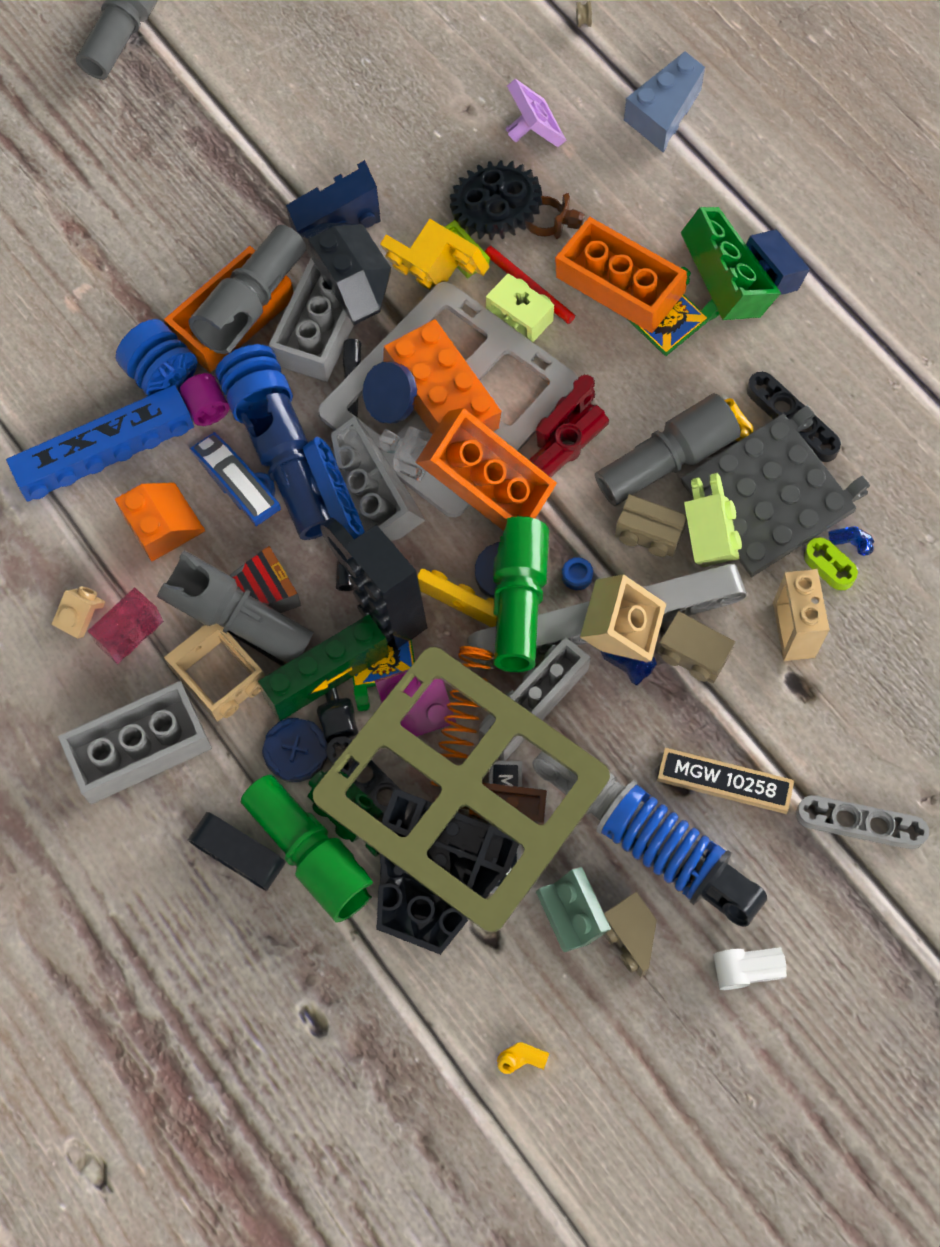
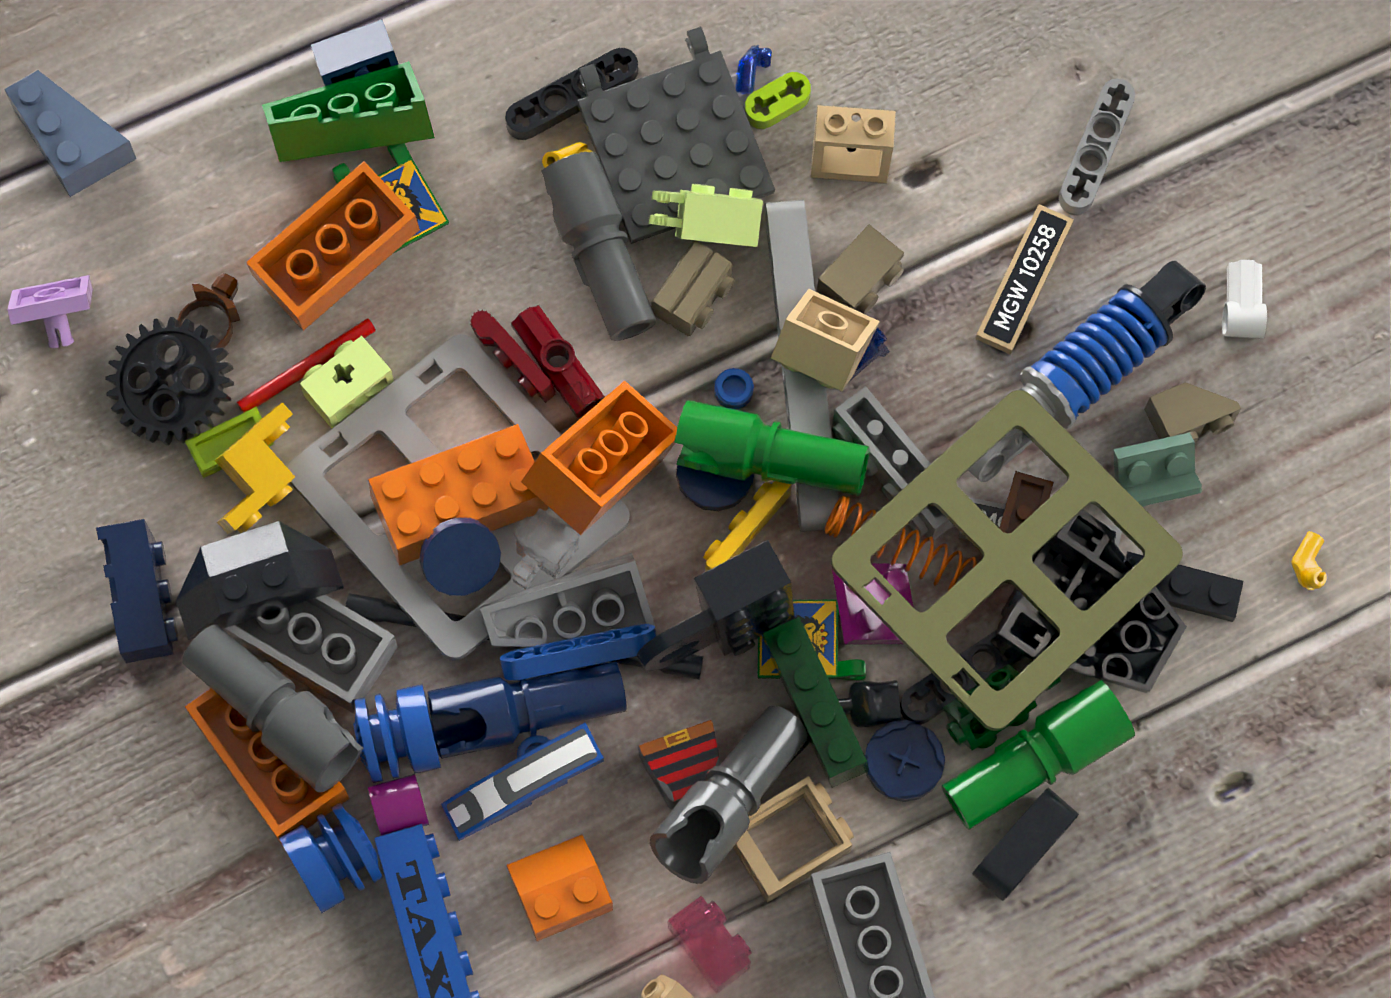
camera: 85 degrees left, 5 degrees up
(478, 964) = (1199, 591): none -> black plate

